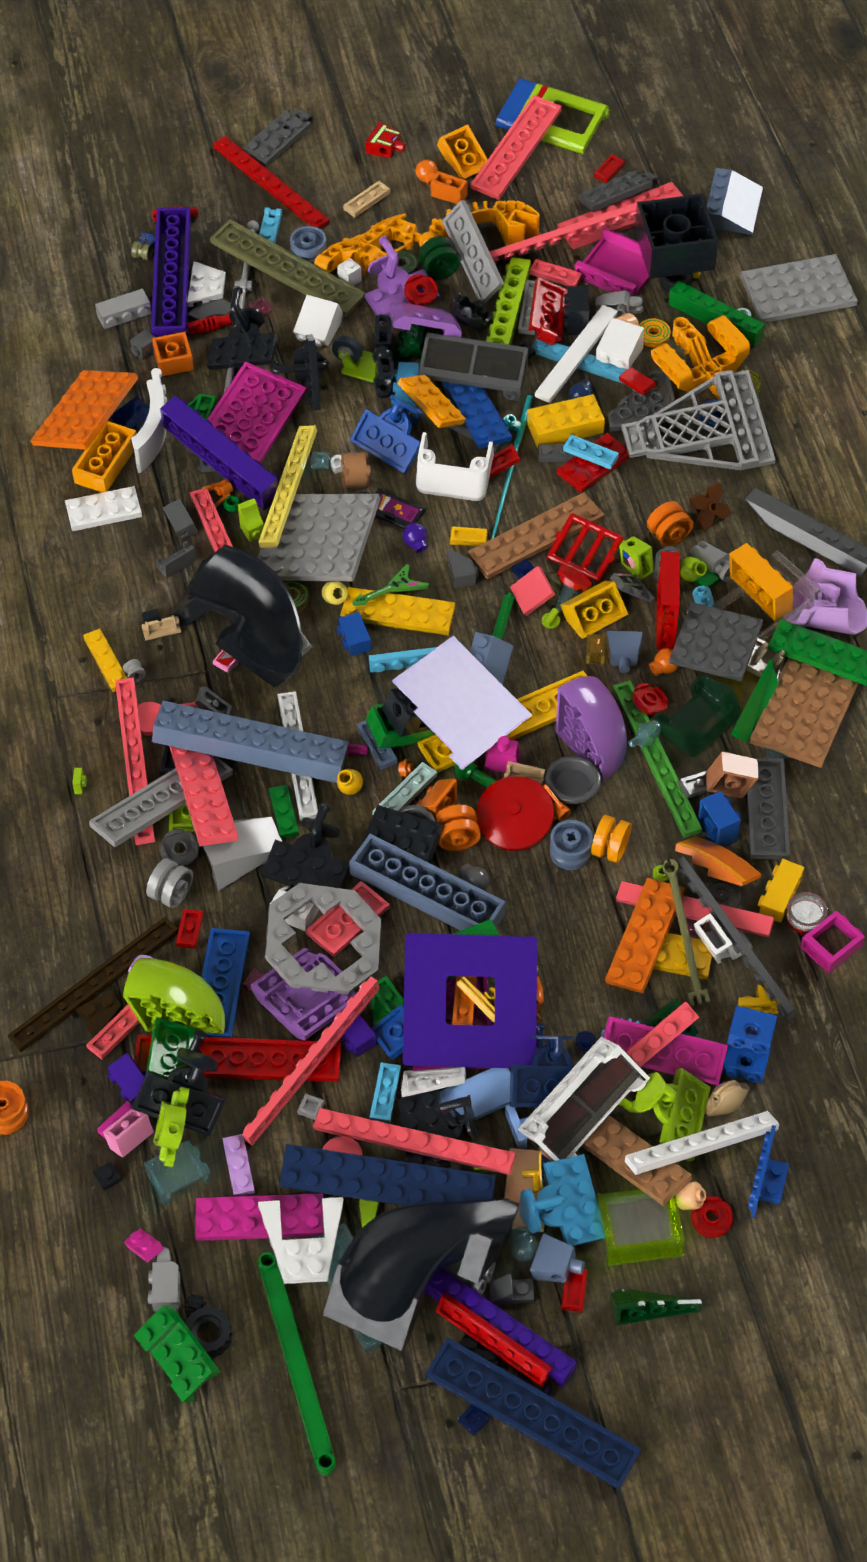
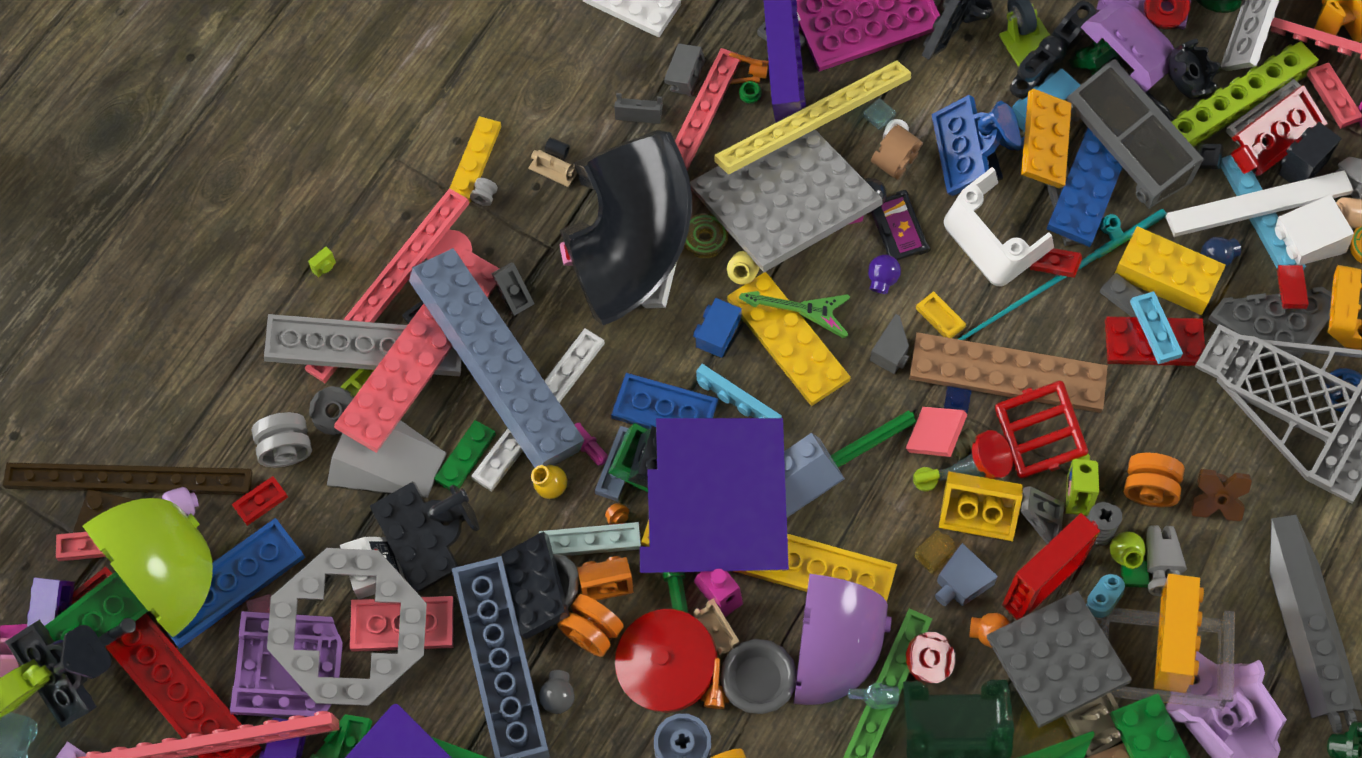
camera: 45 degrees right, 10 degrees up
(250, 520) = (743, 122): lime arch -> none
(354, 703) = (645, 400): none -> blue tile

